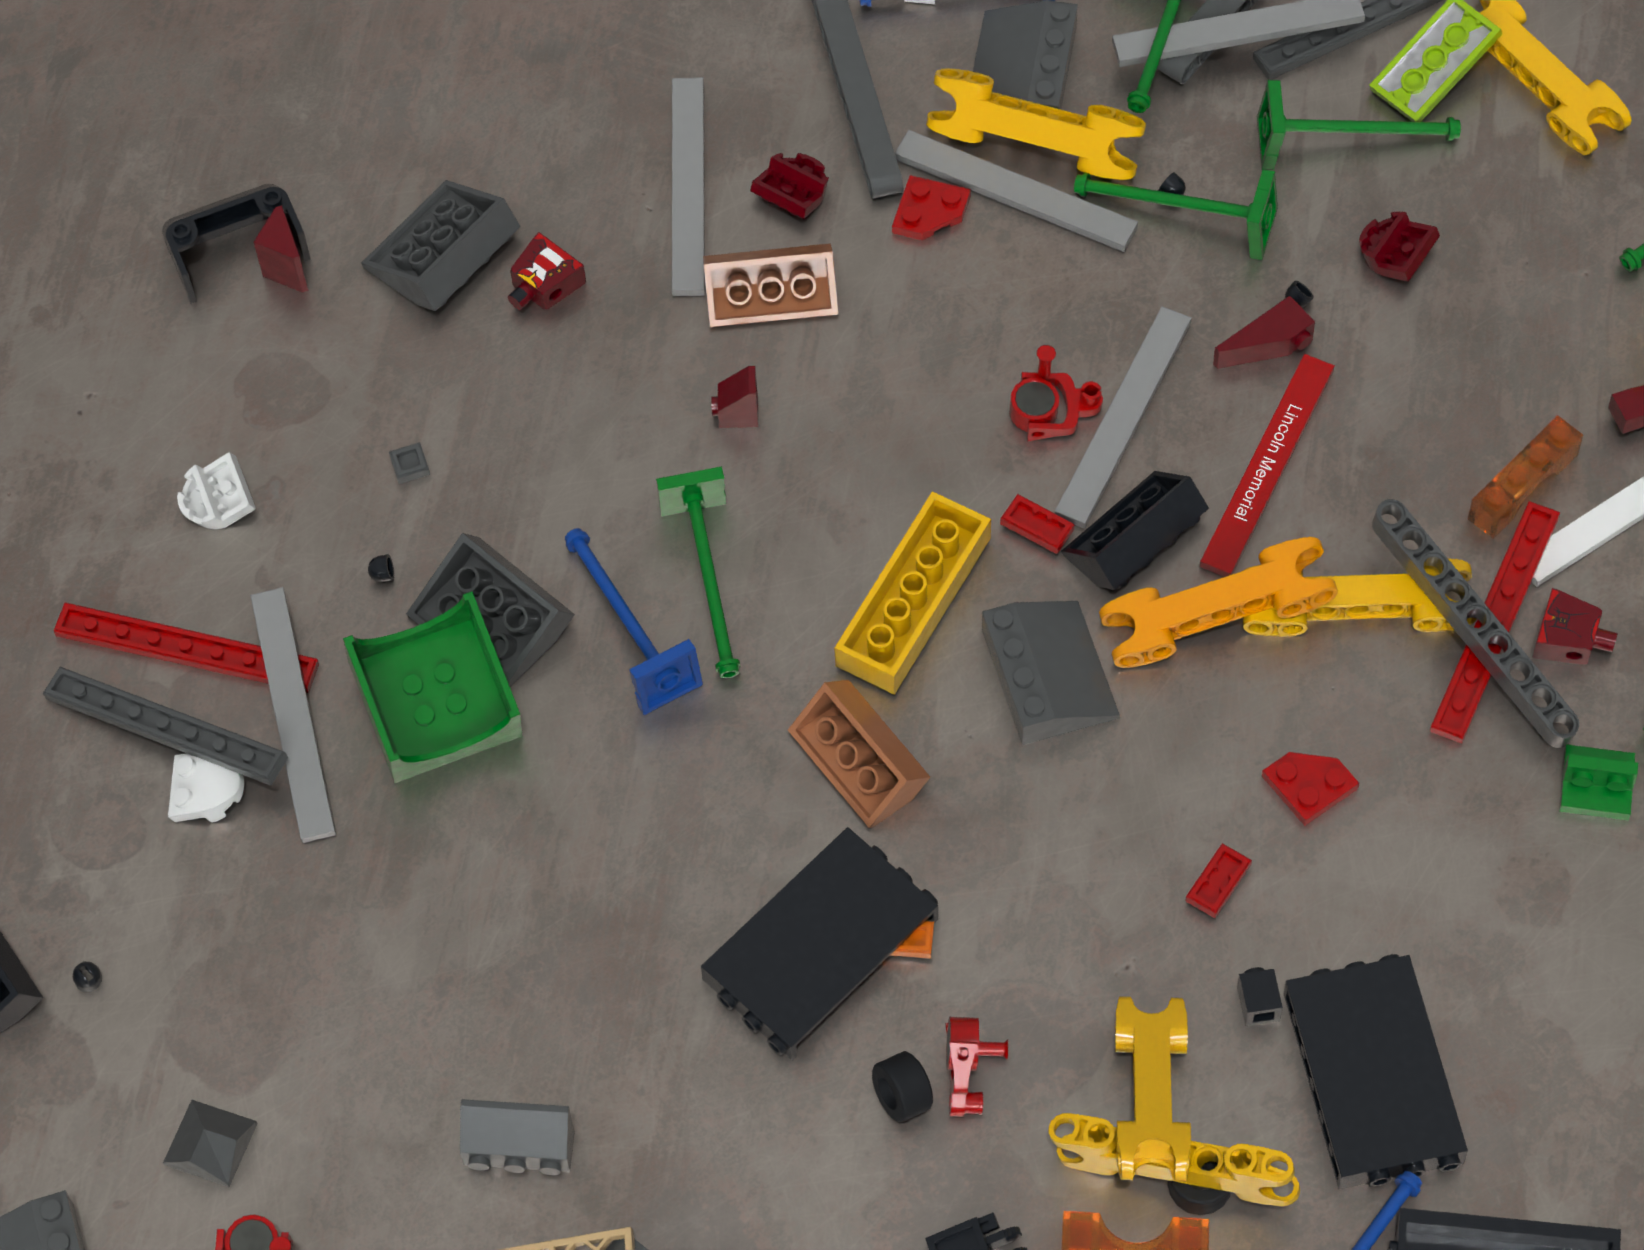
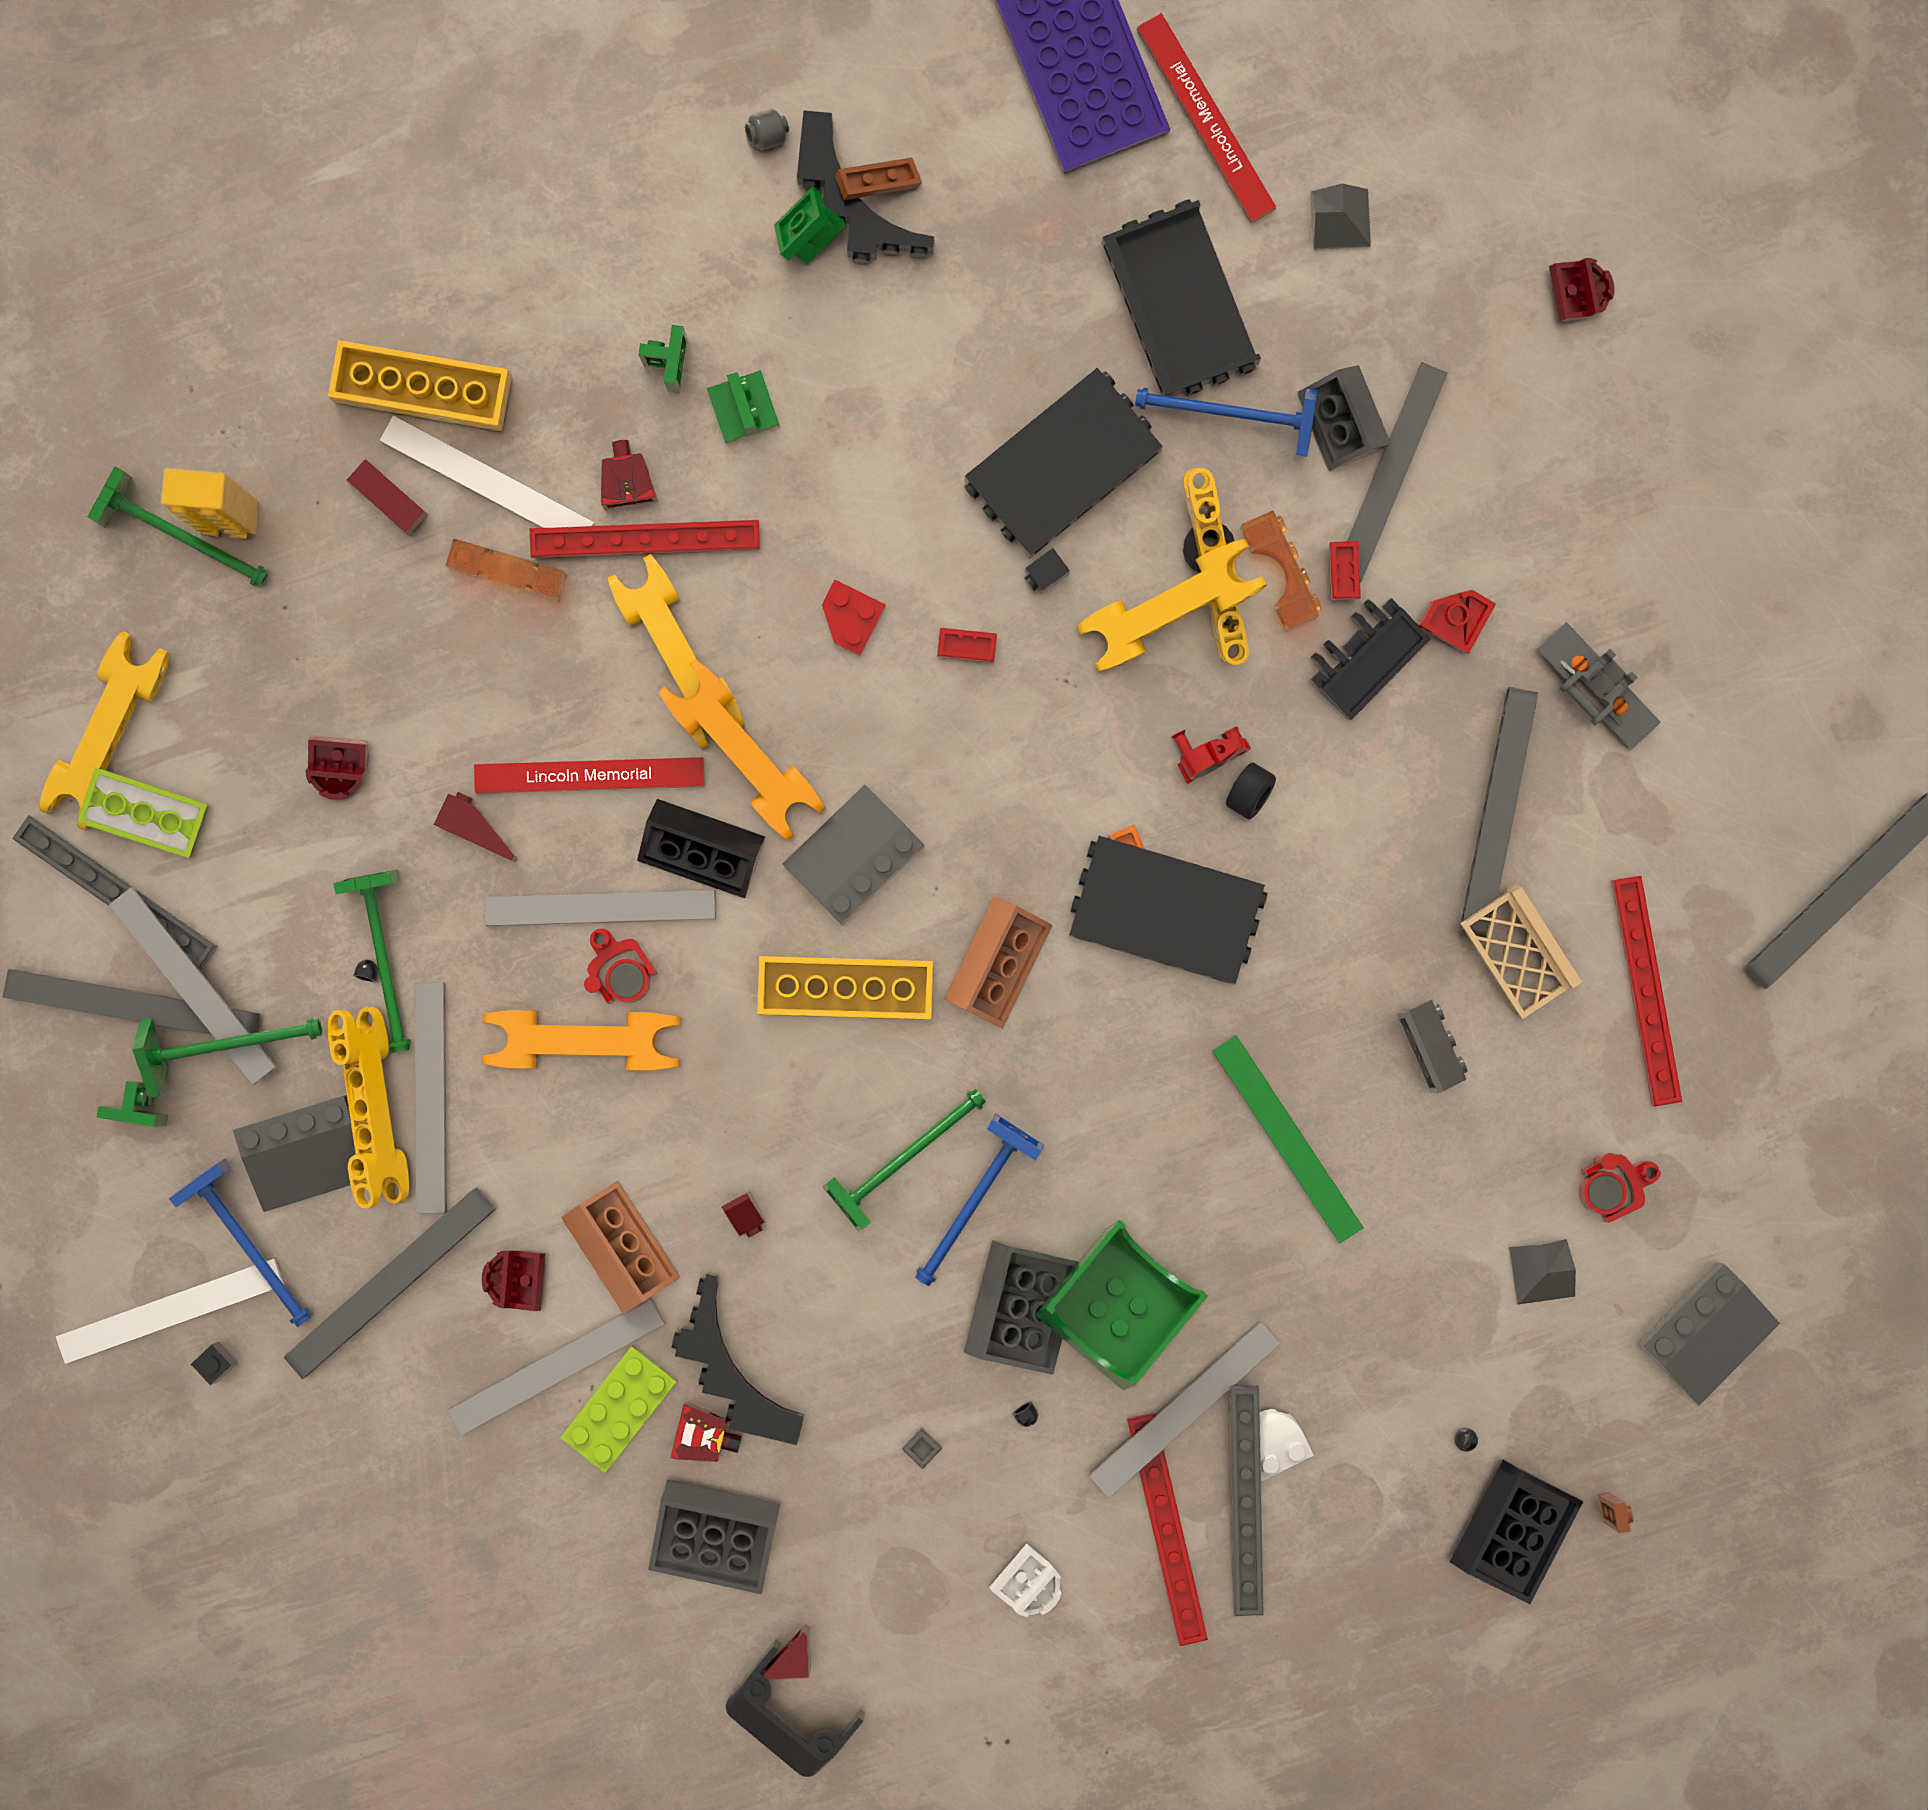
camera: 120 degrees left, 25 degrees up
(506, 951) = (1287, 1139): none -> green tile
(587, 316) = (704, 1343): none -> black arch
(614, 220) = (618, 1409): none -> lime piece
(929, 207) = (481, 1159): red plate -> none
(971, 383) = (529, 1039): none -> light orange piece
(1037, 524) = (732, 926): red plate -> none
(1274, 125) = (273, 913): green tile -> none
(1299, 293) = (421, 821): black hinge -> none
(1475, 638) = (671, 535): dark grey beam -> none

